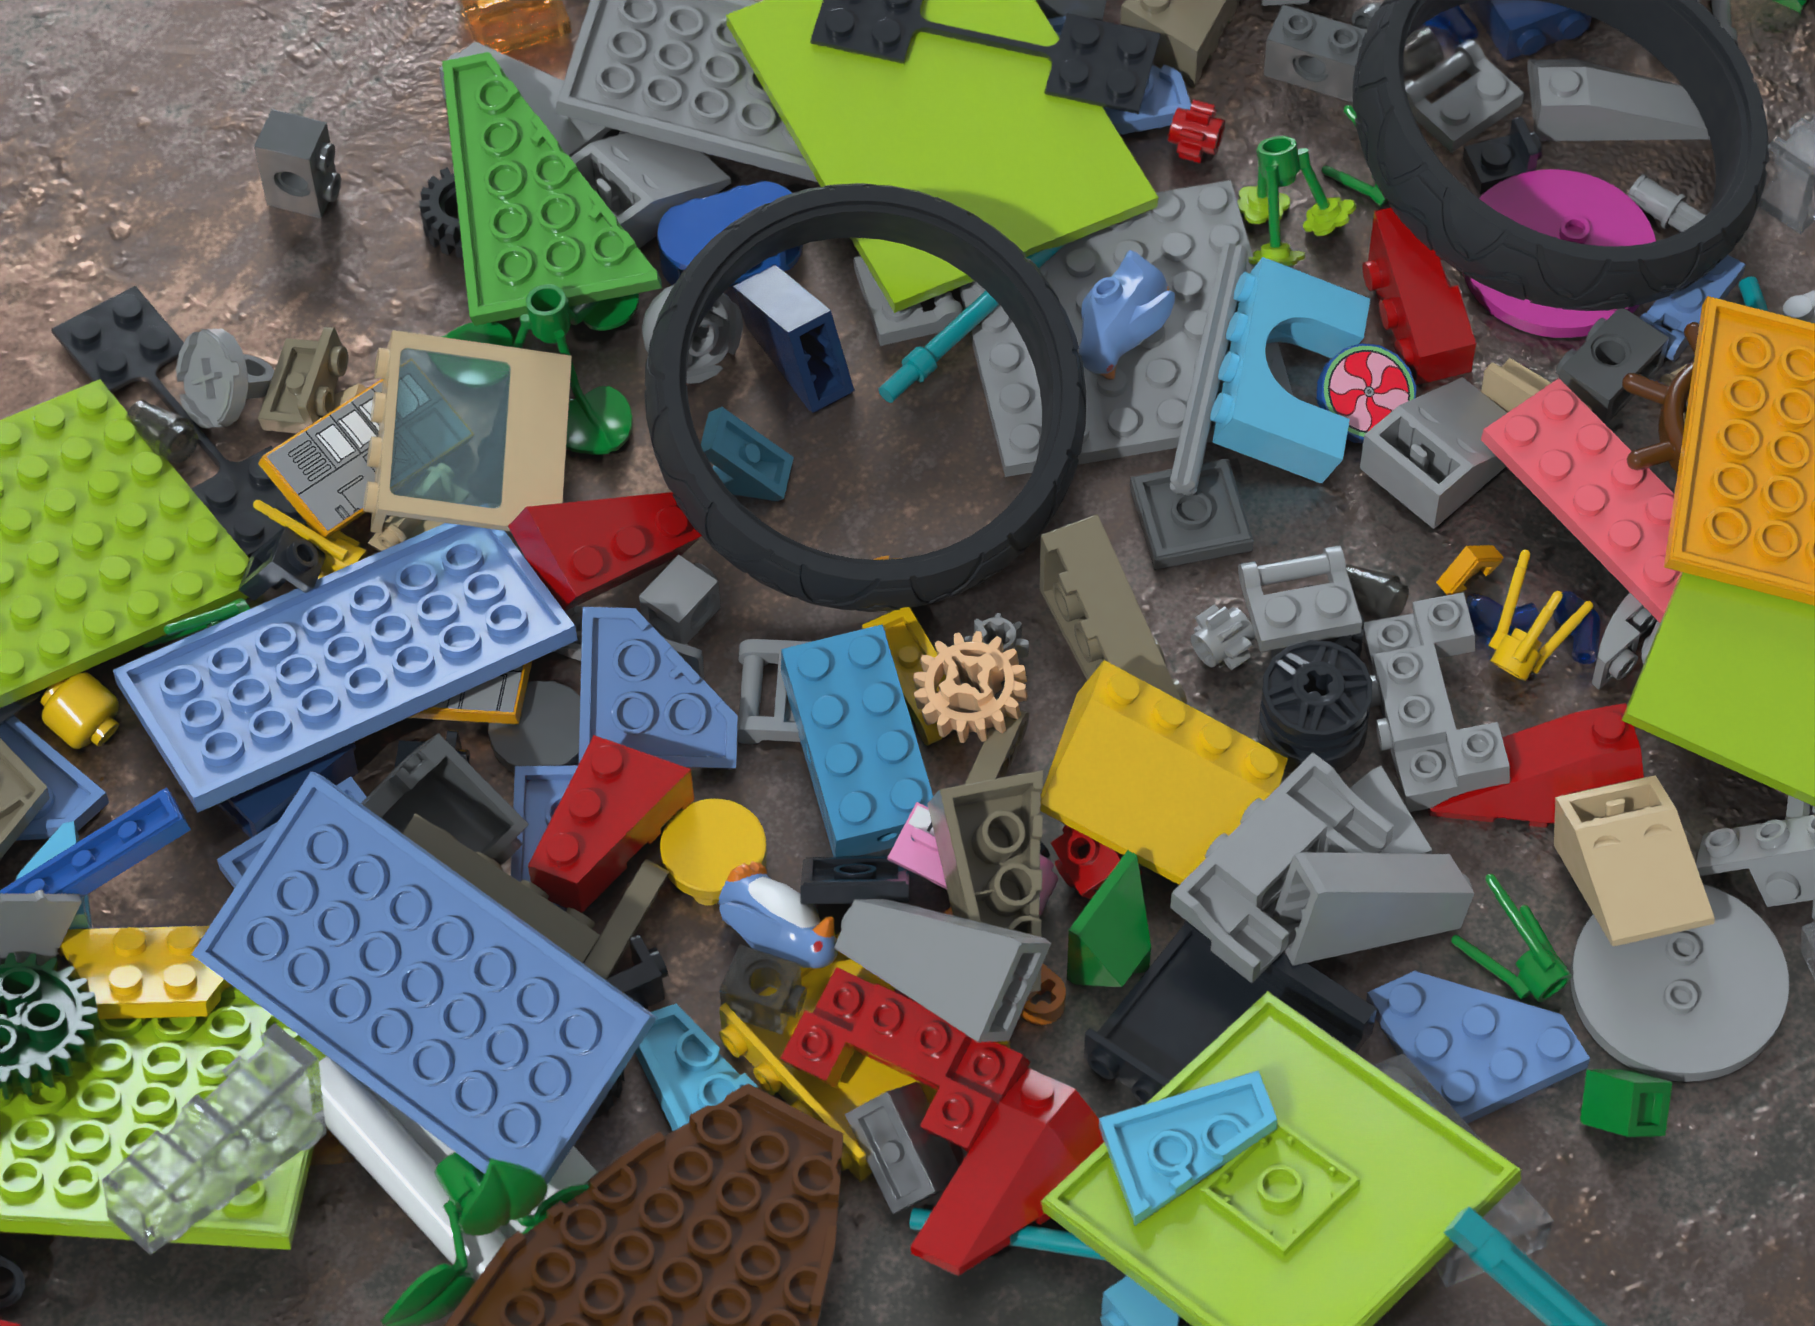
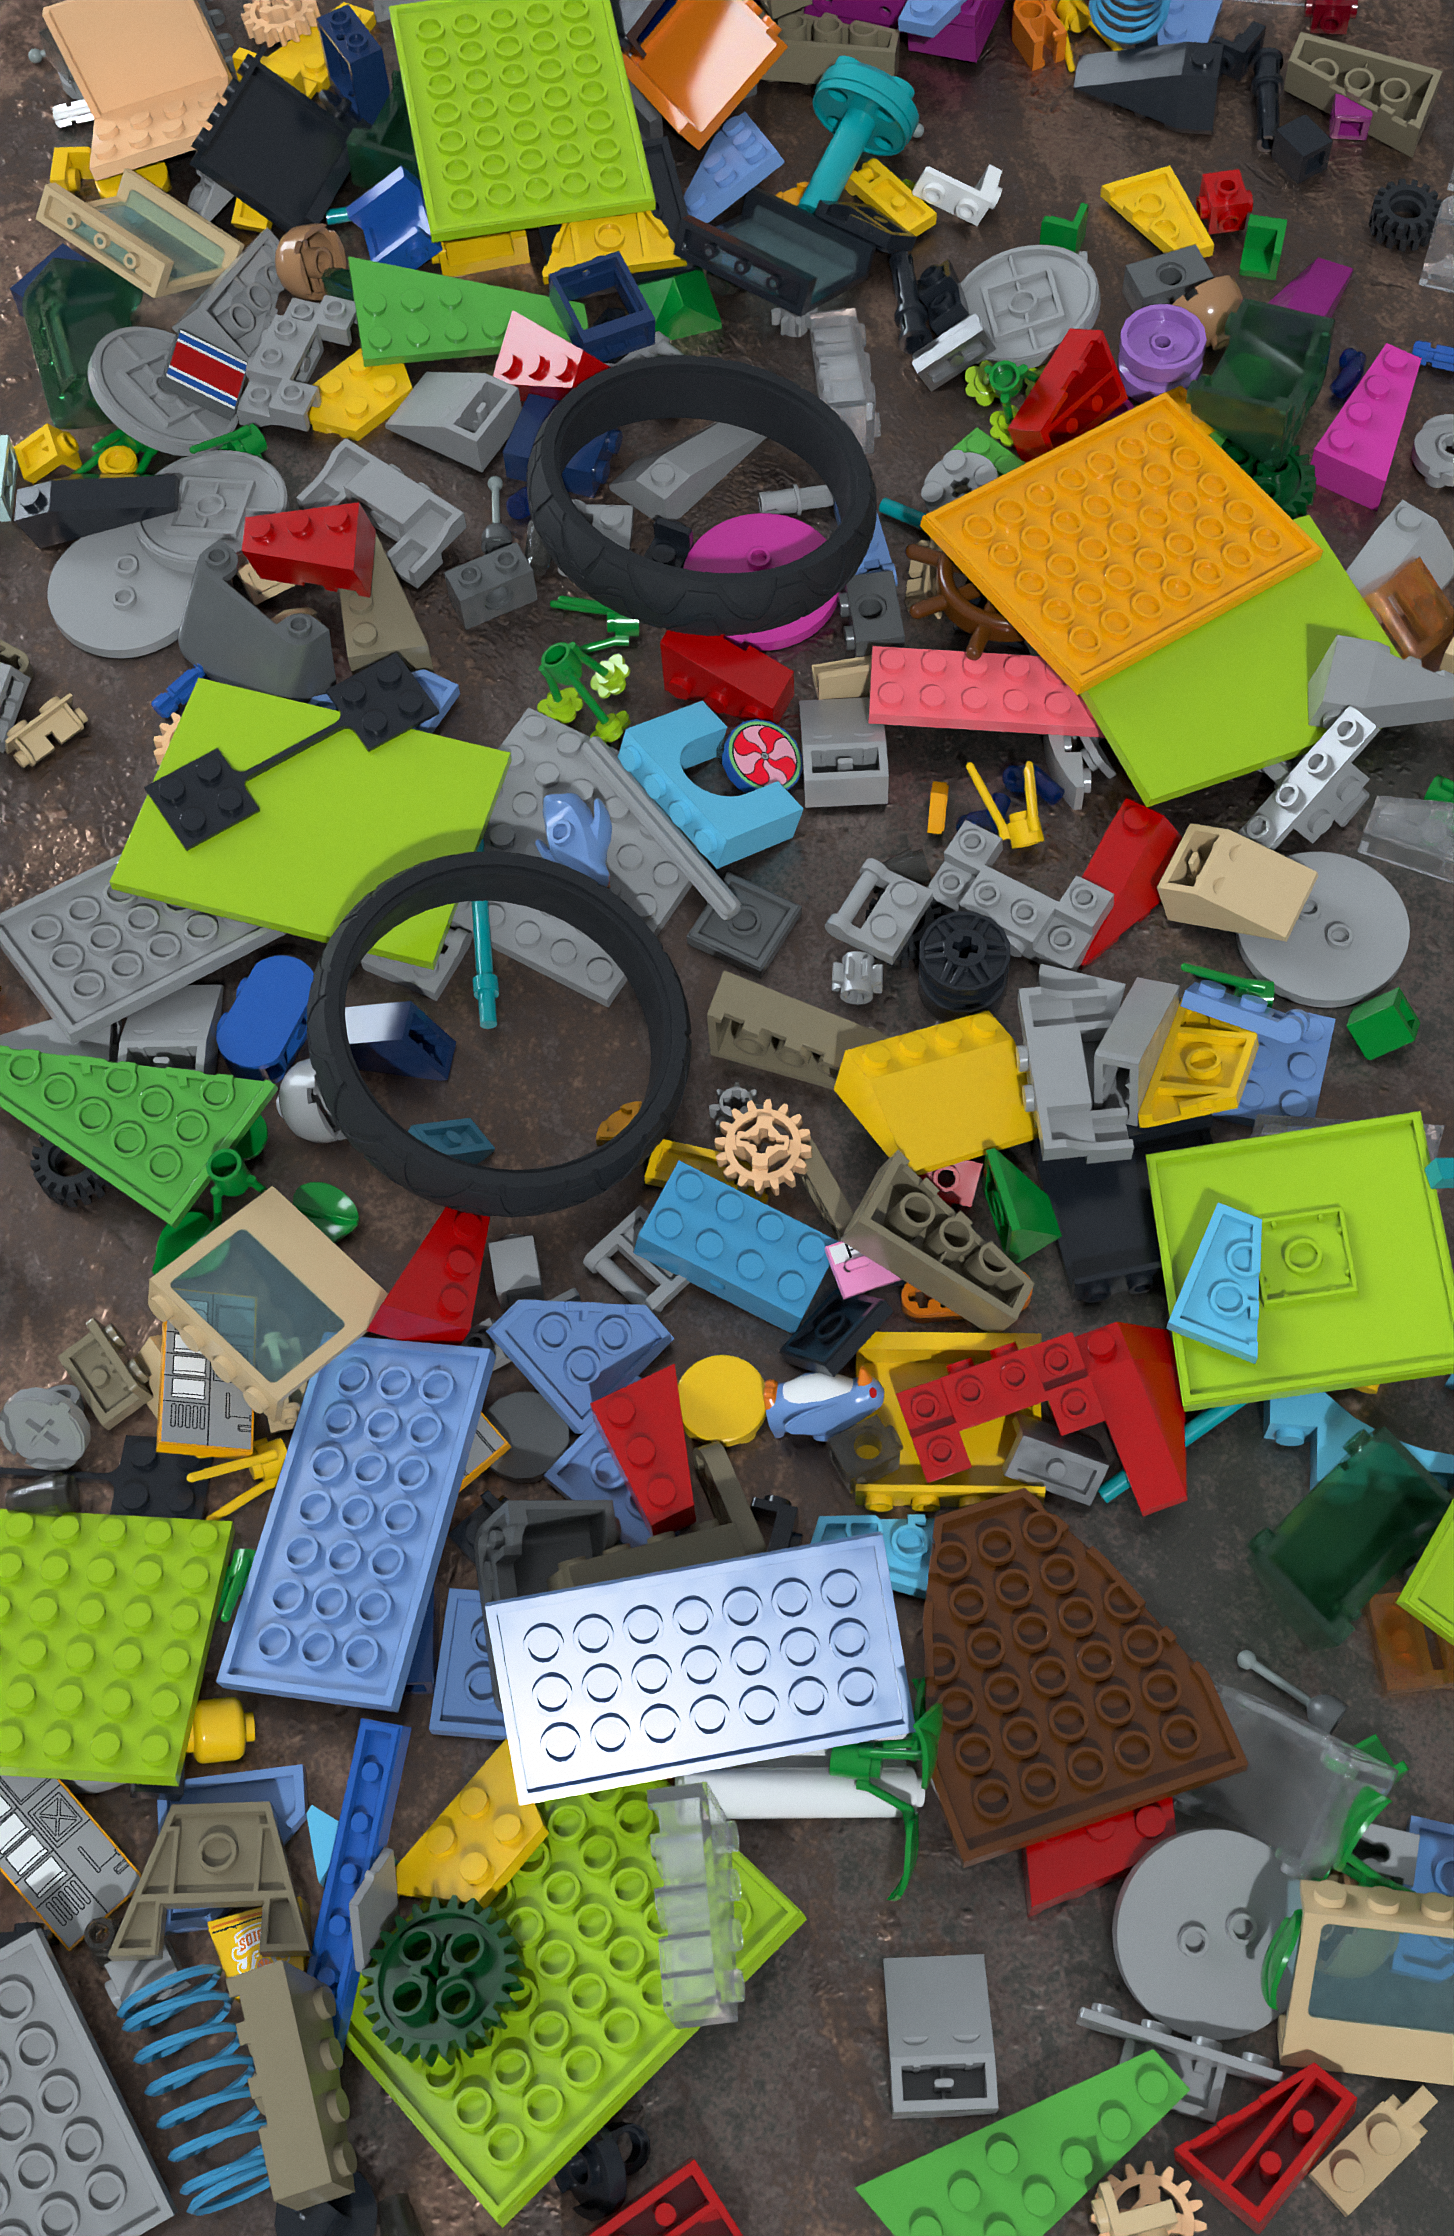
camera: 45 degrees left, 5 degrees up
(282, 559) = (239, 1500): black bracket -> none
(948, 964) = (970, 1323): light grey slope -> none
(1196, 131) = (476, 695): red gear -> none
(1404, 972) = (1198, 1069): none -> yellow wing
(1504, 969) = (1245, 1012): none -> medium blue plate

